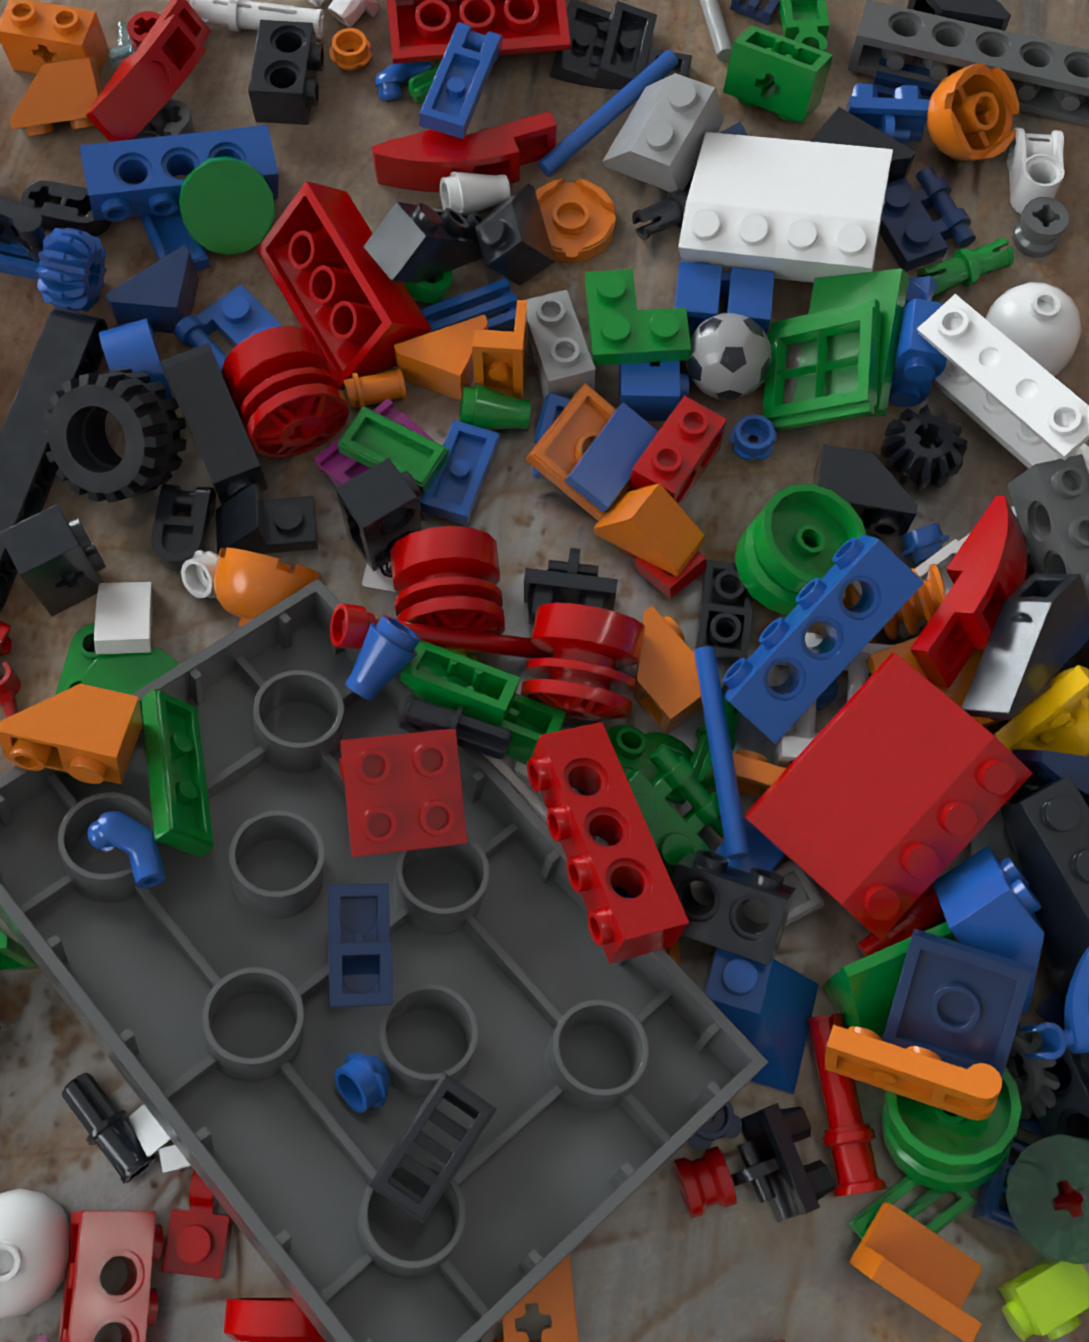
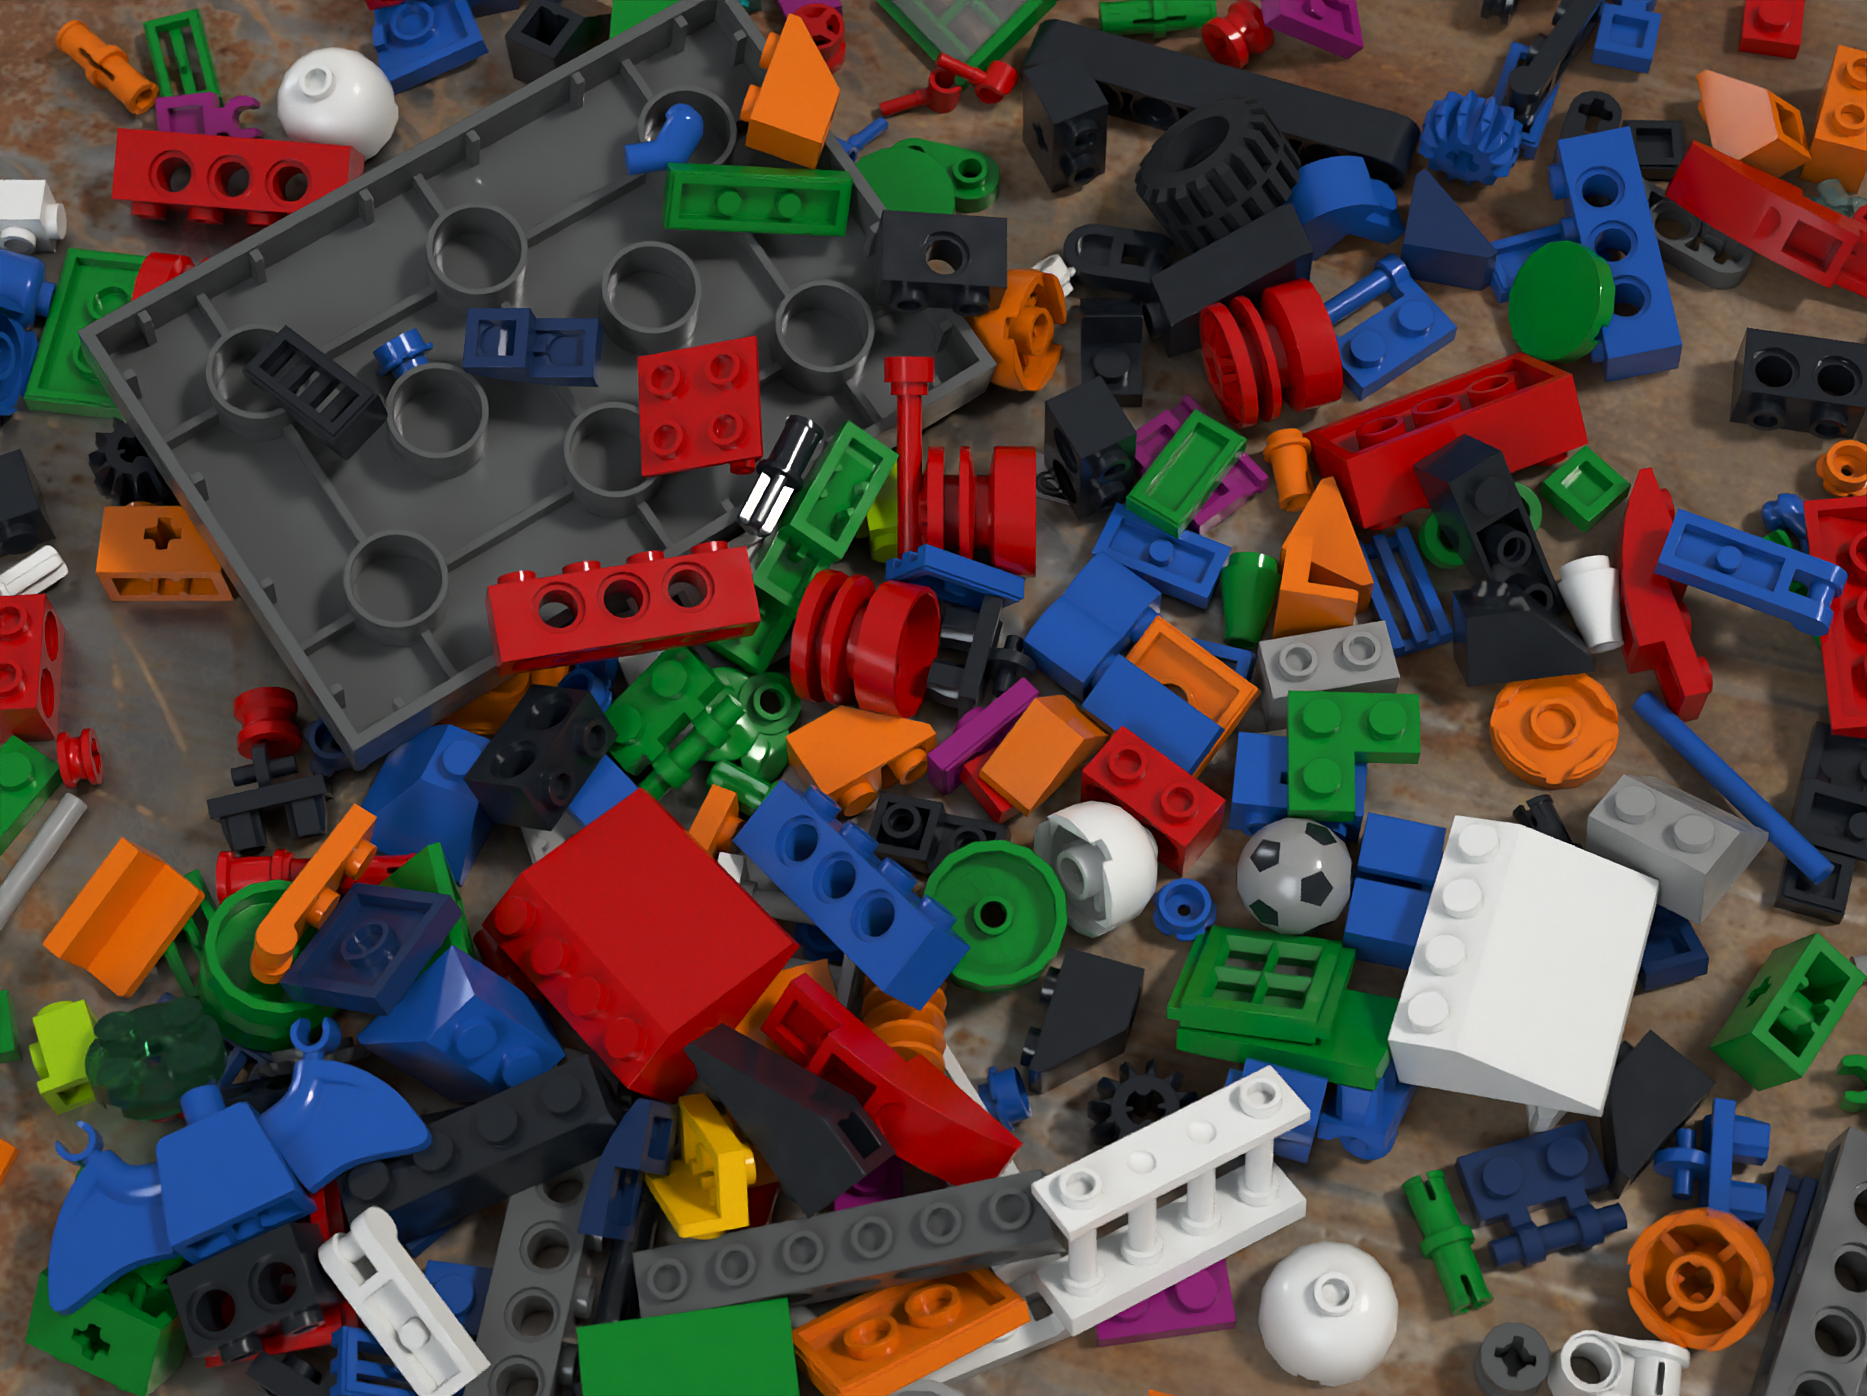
camera: 100 degrees right, 5 degrees down
(65, 165) = (1657, 147): none -> black tile
(123, 618) = (996, 188): white slope -> none
(233, 638) = (966, 242): none -> black brick
(377, 196) = (1585, 489): none -> green plate
(382, 656) = (868, 400): blue cone -> none
(515, 605) = (955, 578): none -> blue tile
(529, 511) = (1091, 624): none -> blue brick
(636, 581) = (976, 734): none -> magenta plate
(721, 753) = (729, 778): blue bar -> none
(741, 480) = (1101, 862): none -> white cylinder

